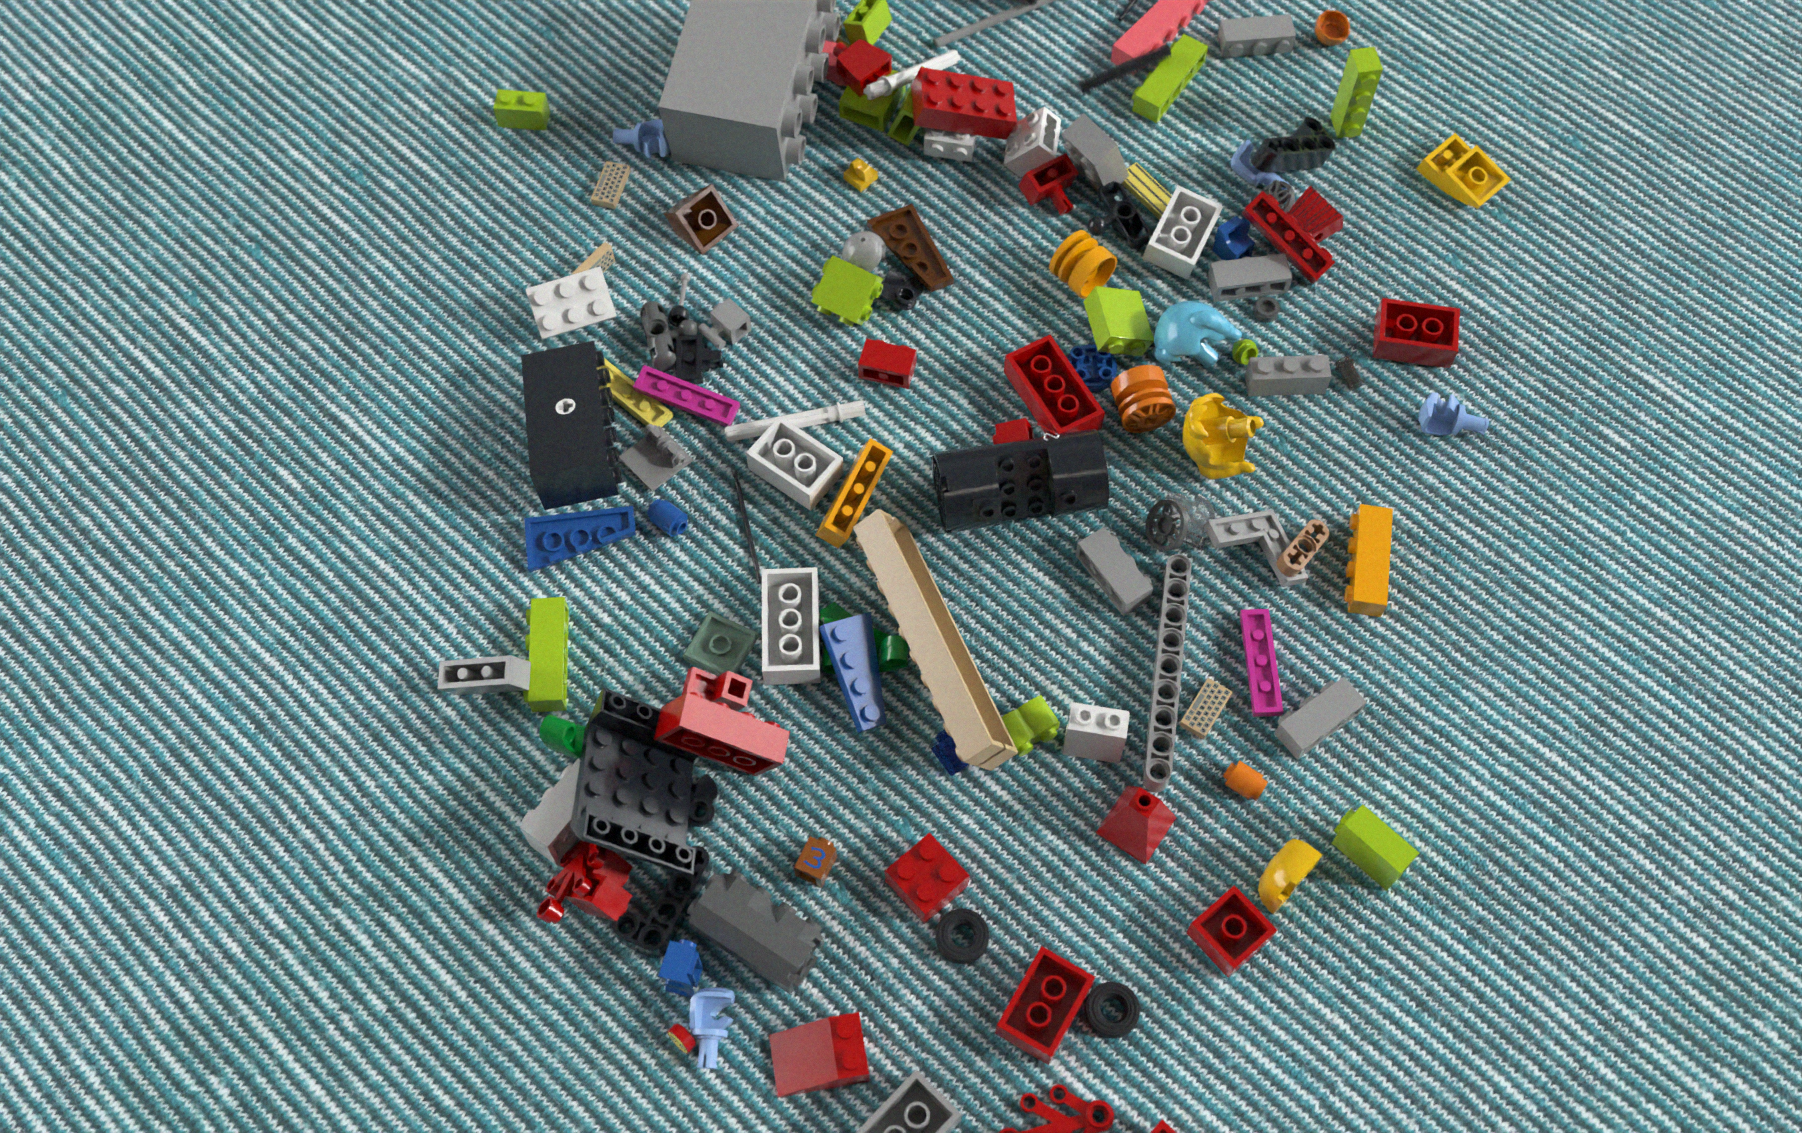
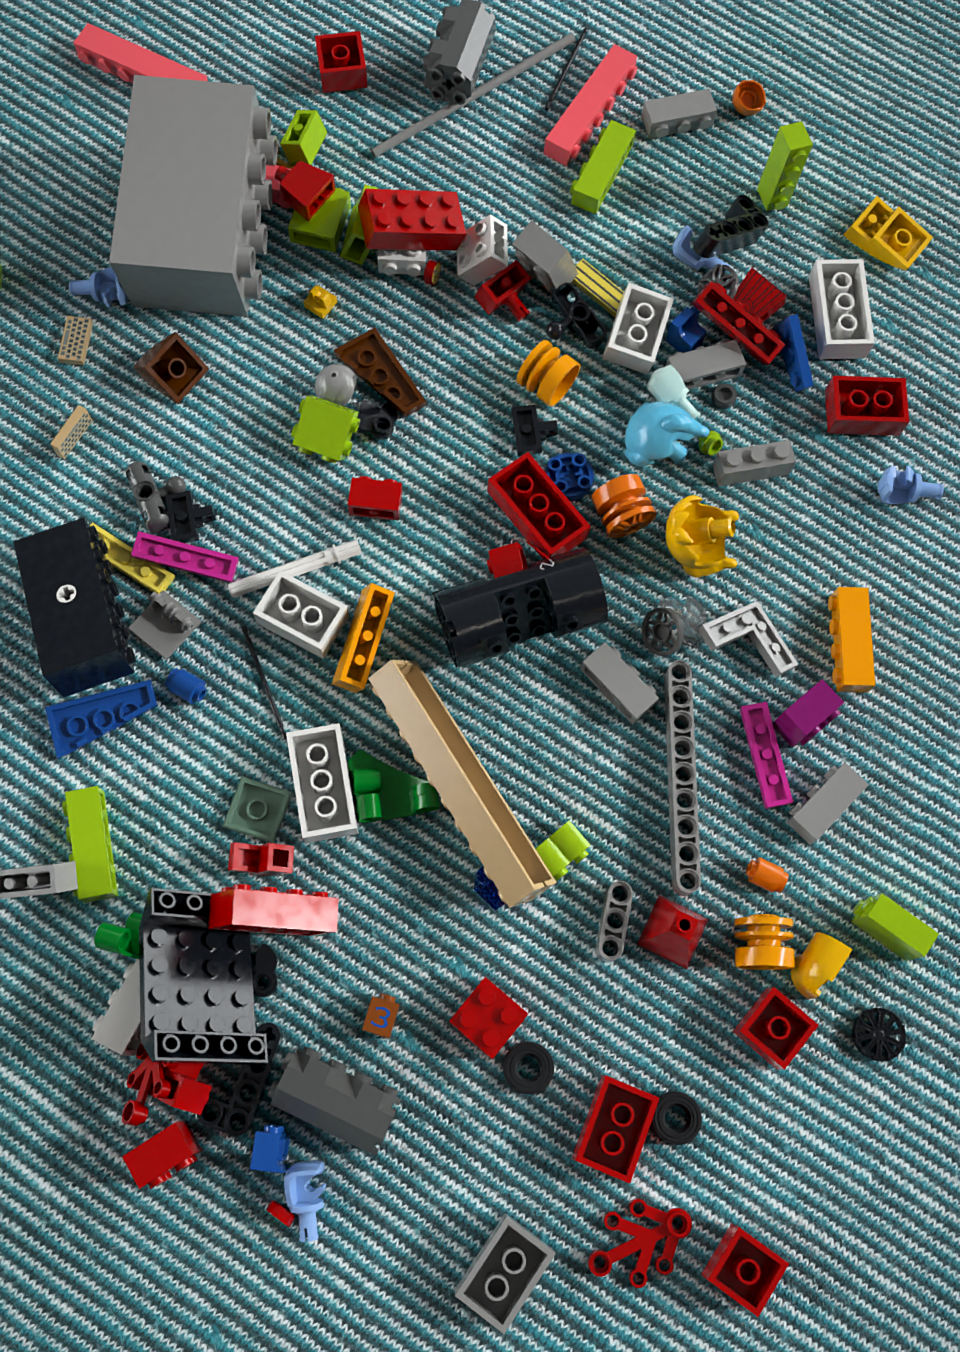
camera: 15 degrees left, 10 degrees up
(571, 303) = (54, 475): white brick -> none
(571, 957) = (164, 1152): none -> red brick
(678, 312) = (164, 470): black hinge -> none
(727, 322) = (213, 473): light grey brick -> none
(819, 1055) = (412, 1209): red slope -> none
(855, 662) = (390, 814): wing -> none
(886, 85) = (332, 207): white axle -> none
(978, 159) = (432, 272): none -> red tile
(1057, 318) = (531, 430): none -> black hinge
(1074, 790) = (622, 911): none -> light grey beam
(1096, 732) = (627, 853): white panel -> none
(1118, 321) = (589, 428): lime brick -> none
(1124, 69) = (561, 161): black axle -> none
(1205, 708) = (721, 807): tile -> none
(1208, 289) = (669, 387): none -> light aqua piece
(1230, 843) = (764, 943): none -> light orange wheel
(1302, 557) = (781, 640): medium nougat beam -> none
(1309, 624) = (808, 714): none -> magenta brick
(1345, 274) = (794, 353): none -> blue wing
(1346, 368) = (809, 452): clear smoke pin -> none
(1346, 959) = (878, 1034): none -> black wheel
(1401, 237) = (841, 309): none -> white brick

